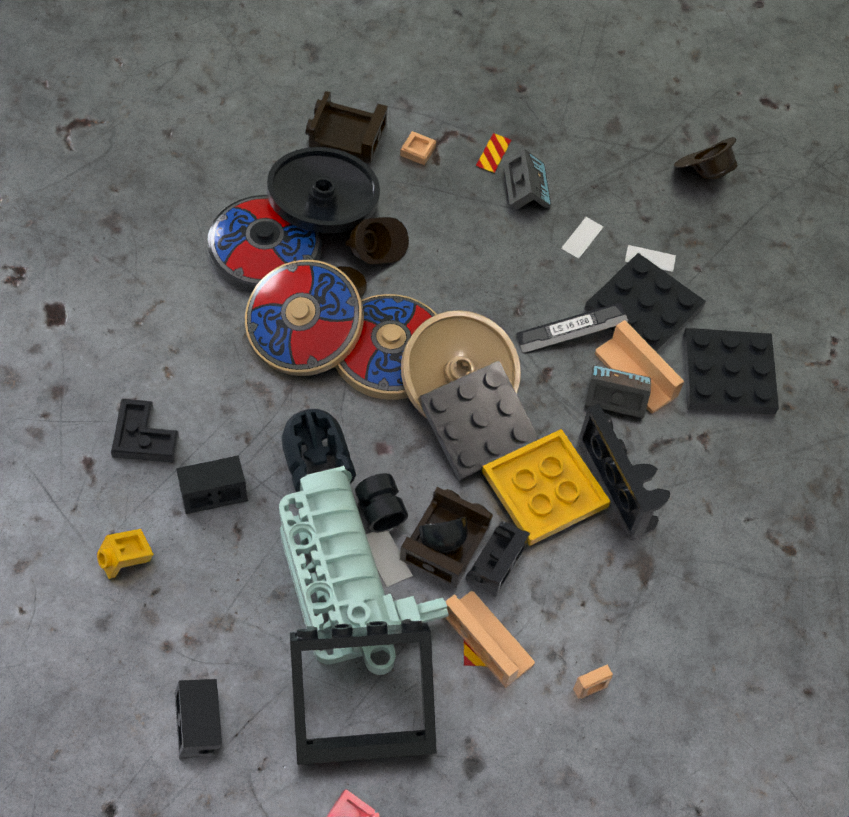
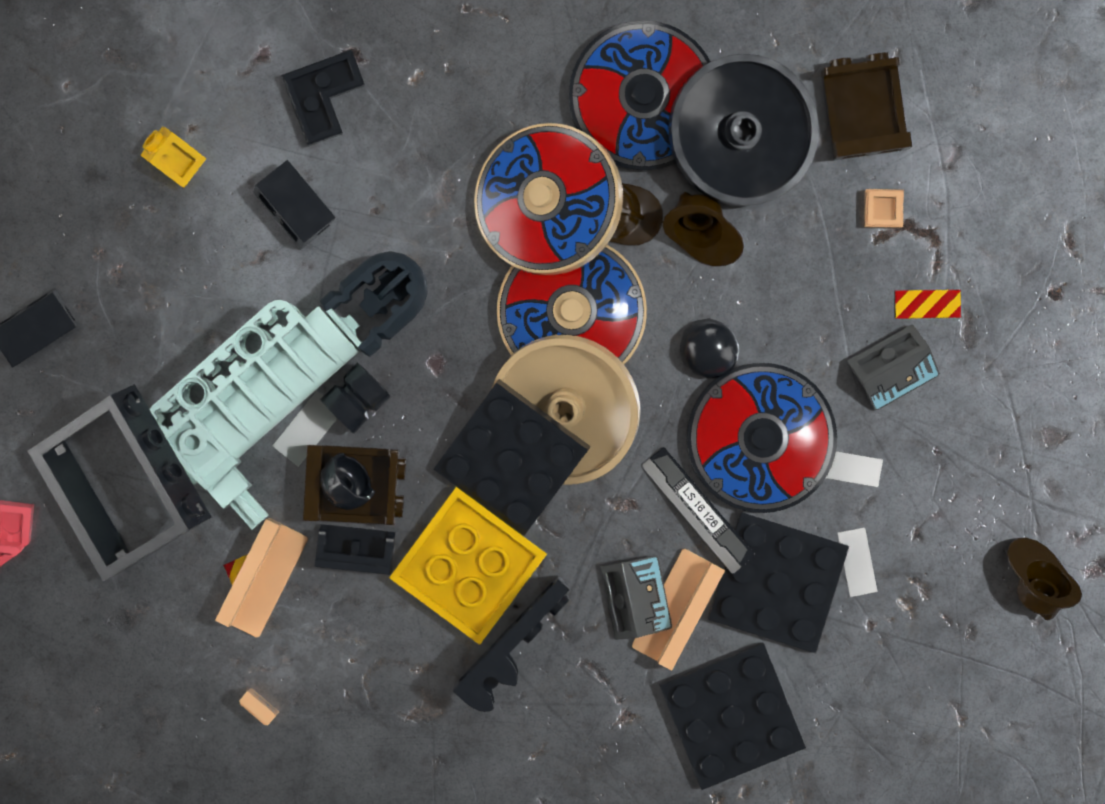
camera: 70 degrees right, 30 degrees up
(460, 275) = (709, 348): none -> black hair
(538, 274) = (761, 437): none -> dish

